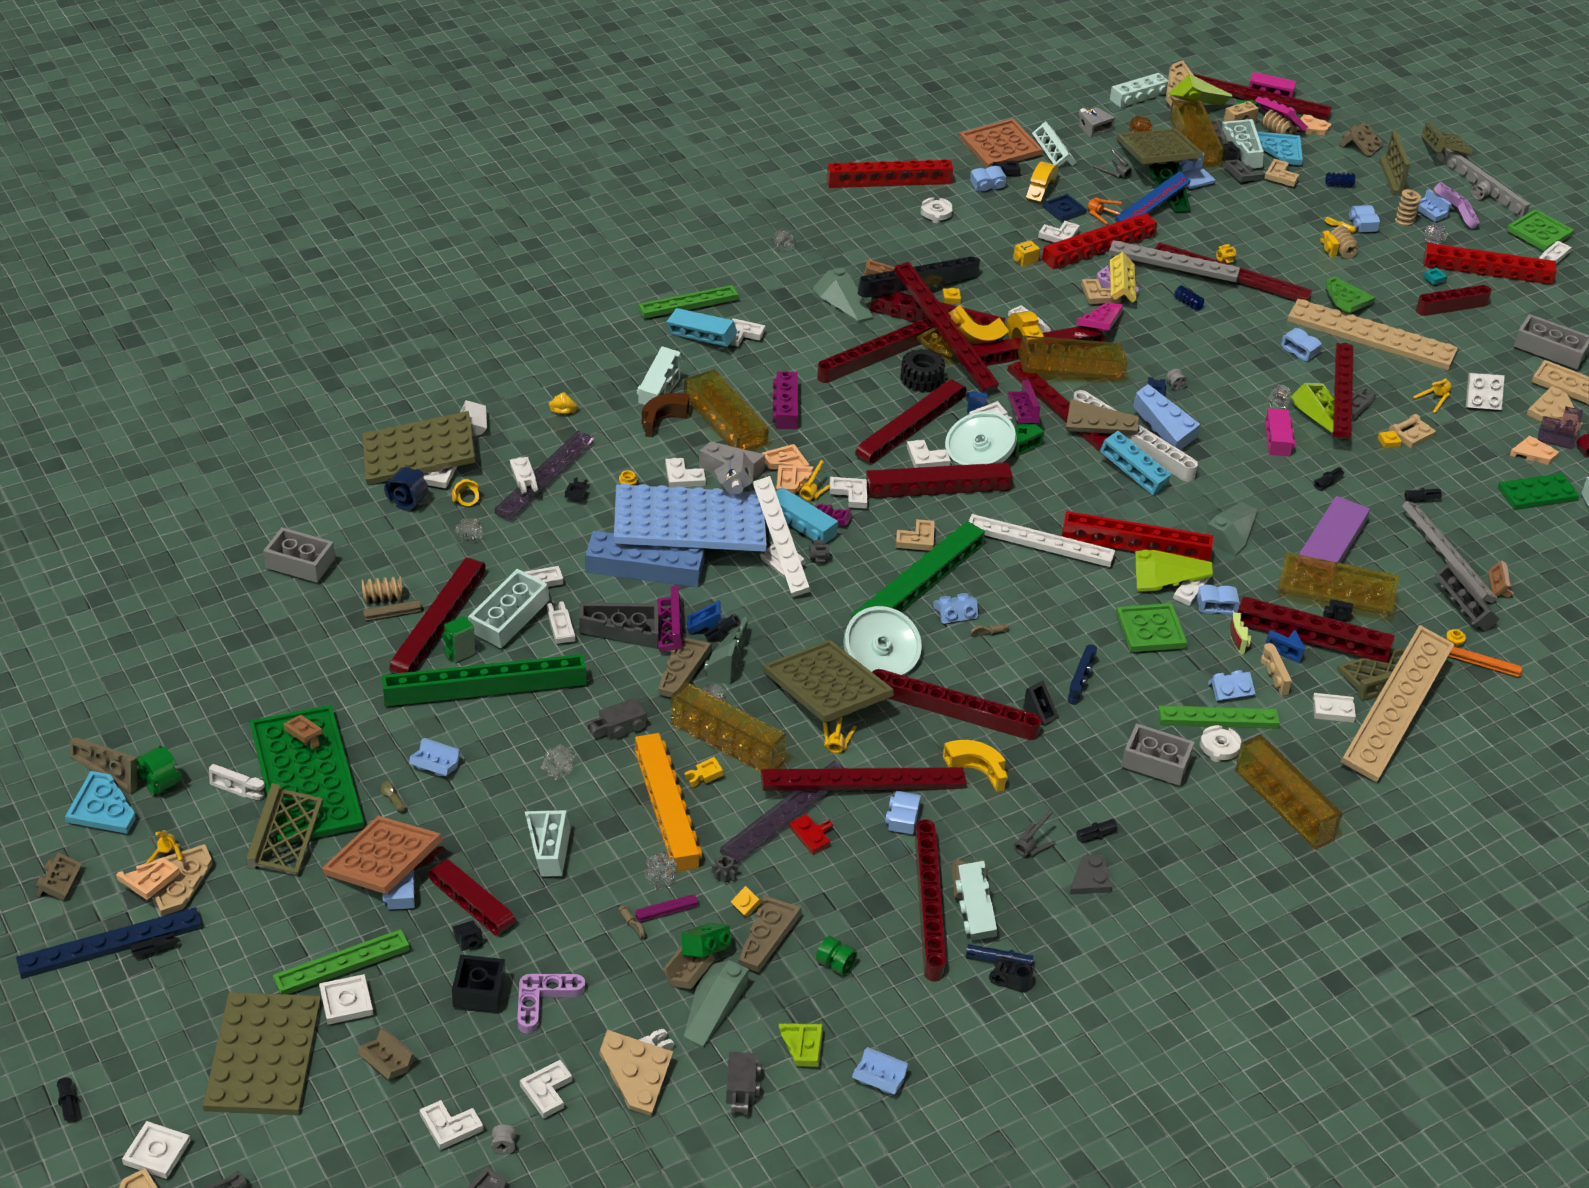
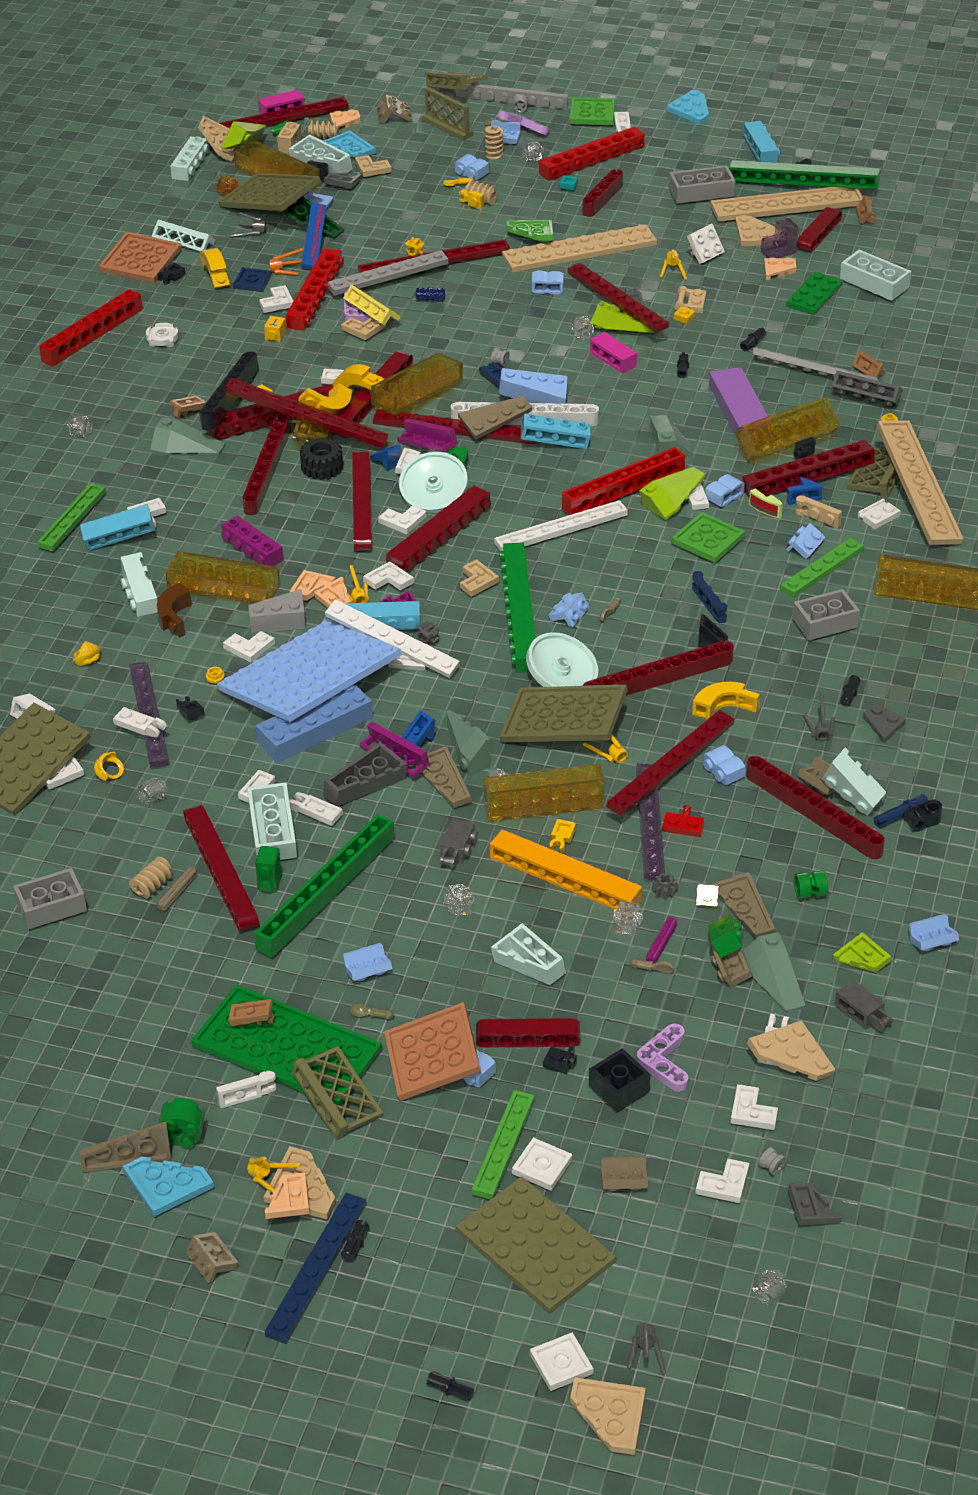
camera: 40 degrees left, 0 degrees up
(406, 488) = (63, 792): dark blue brick -> none
(723, 627) = (440, 729): black axle -> none
(736, 474) = (306, 616): light grey torso -> none
(988, 178) = (170, 289): light blue brick -> none
(1095, 121) = (189, 200): light grey torso -> none
(1101, 318) = (396, 341): dark pink wing -> none
(1220, 751) = (838, 581): white plate -> none
(1288, 113) = (305, 118): dark pink wing -> none
(1340, 179) = (417, 148): clear blue piece -> none
(1485, 661) = (930, 423): orange axle -> none

